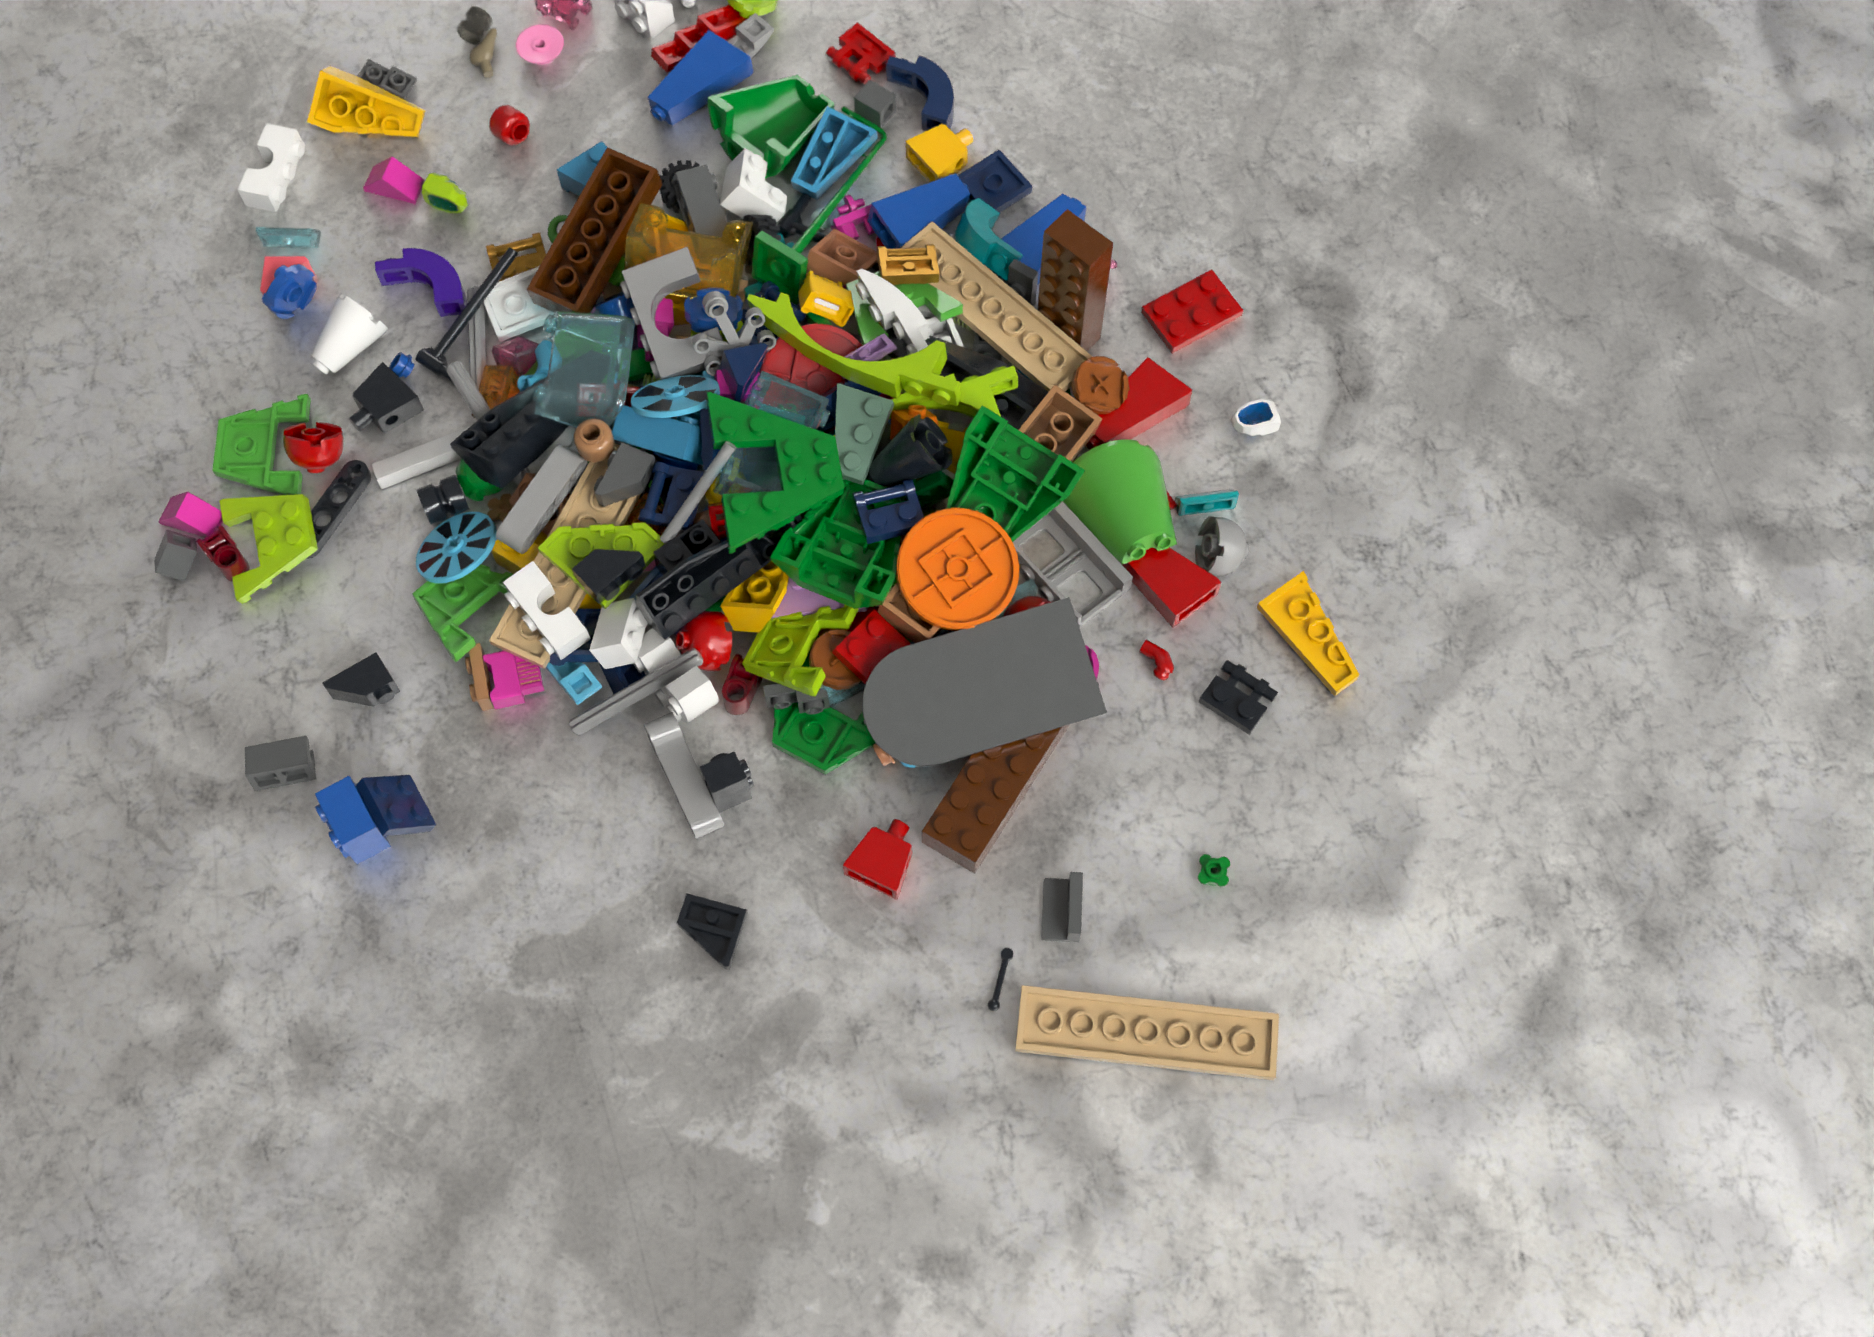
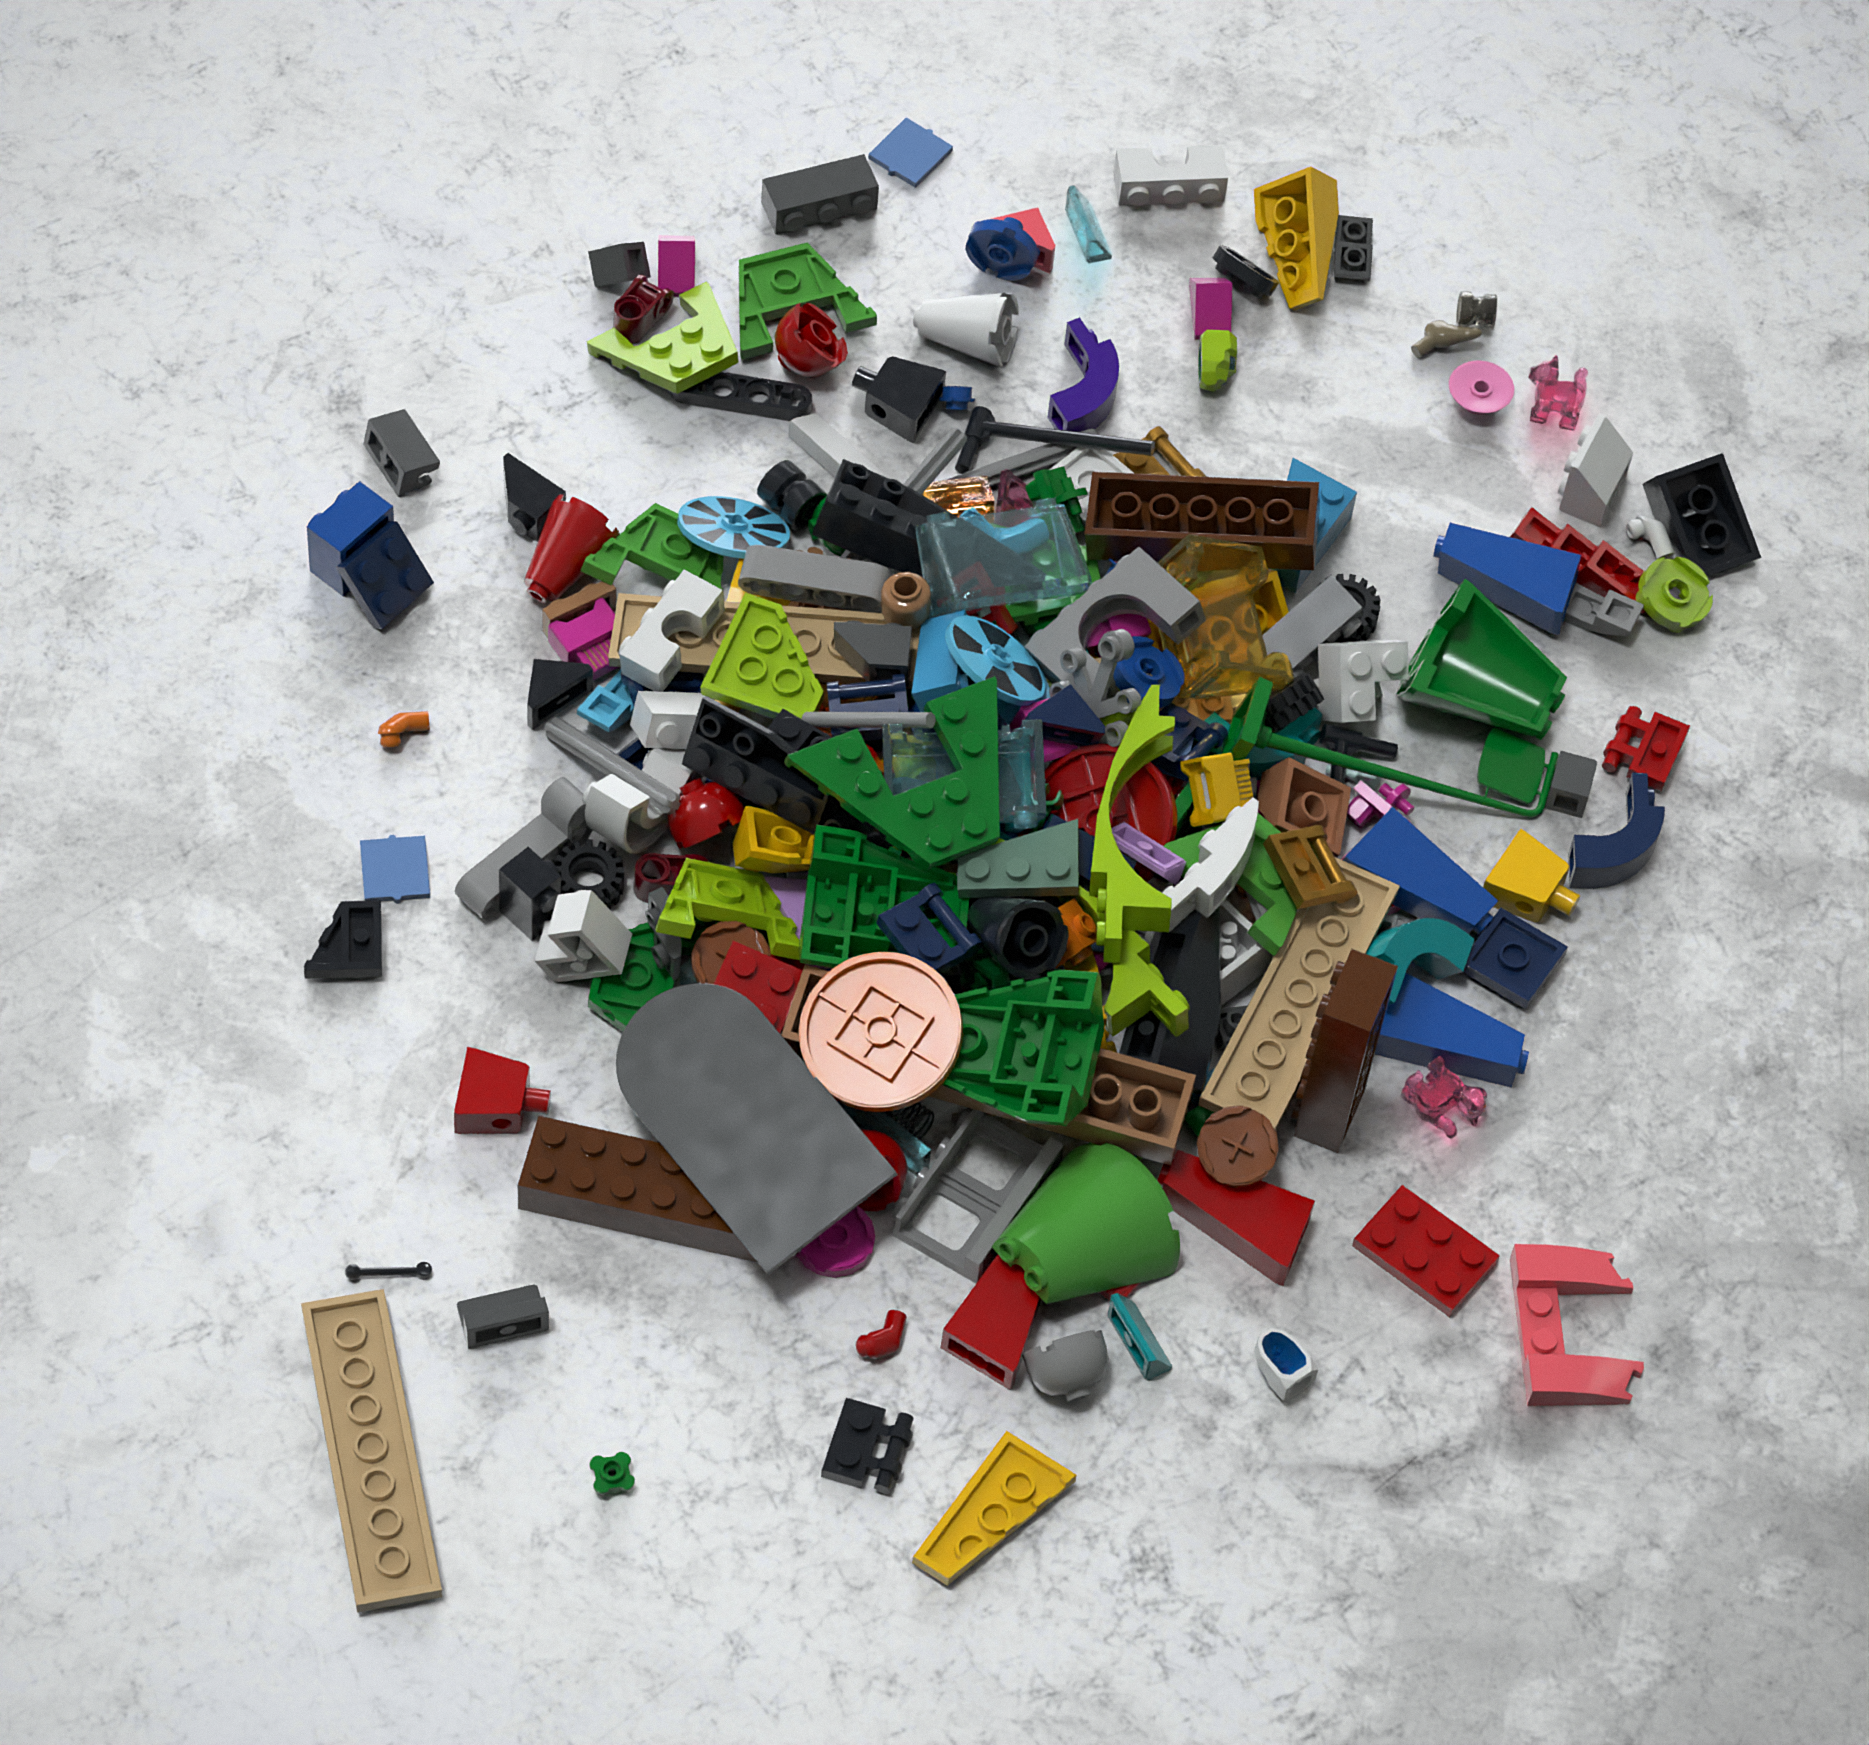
camera: 65 degrees right, 10 degrees down
(164, 328) = (910, 152): none -> medium blue piece
(177, 398) = (819, 194): none -> dark grey brick
(366, 156) = (1234, 264): none -> black plate
(426, 667) = (567, 538): none -> red cone
(509, 125) = (1345, 394): red head -> none
(526, 322) = (1057, 485): none -> green hips
(529, 836) = (401, 723): none -> orange arm
(542, 717) = (556, 687): none -> black slope
(607, 570) = (735, 667): black slope -> none
(654, 877) = (395, 868): none -> medium blue piece
(717, 723) = (596, 859): none -> black tyre
(782, 757) = (582, 939): none -> white brick
(831, 152) = (1457, 746): dark azure wedge -> none
(1301, 274) = (1549, 1374): none -> coral wedge

